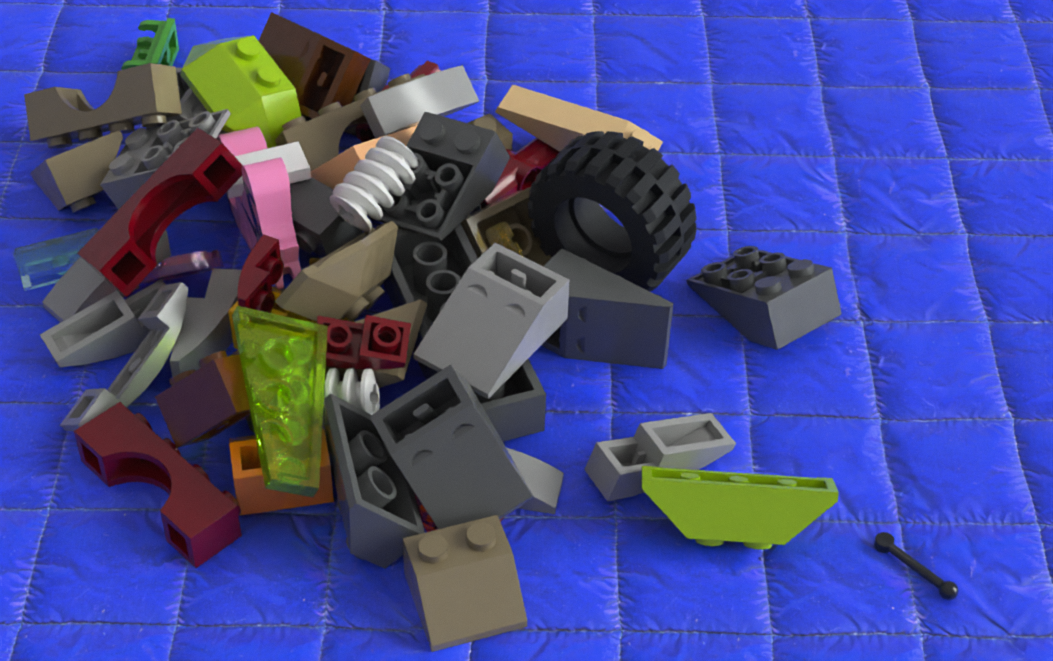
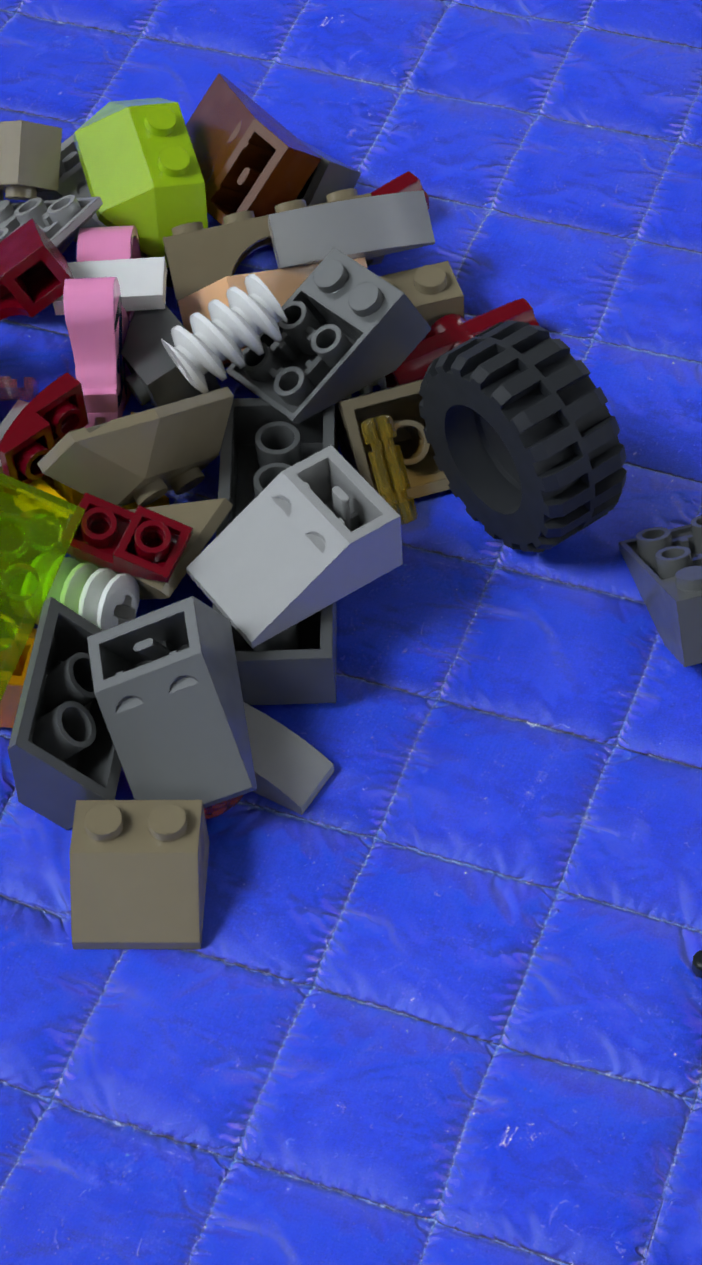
camera: 25 degrees right, 5 degrees up
(156, 50) = (88, 94): bright green hinge -> none
(561, 121) = (596, 326): tan wedge -> none
(609, 317) = (462, 567): dark grey slope -> none
(666, 443) = (459, 770): light grey slope -> none
(738, 505) = (513, 861): lime wedge -> none

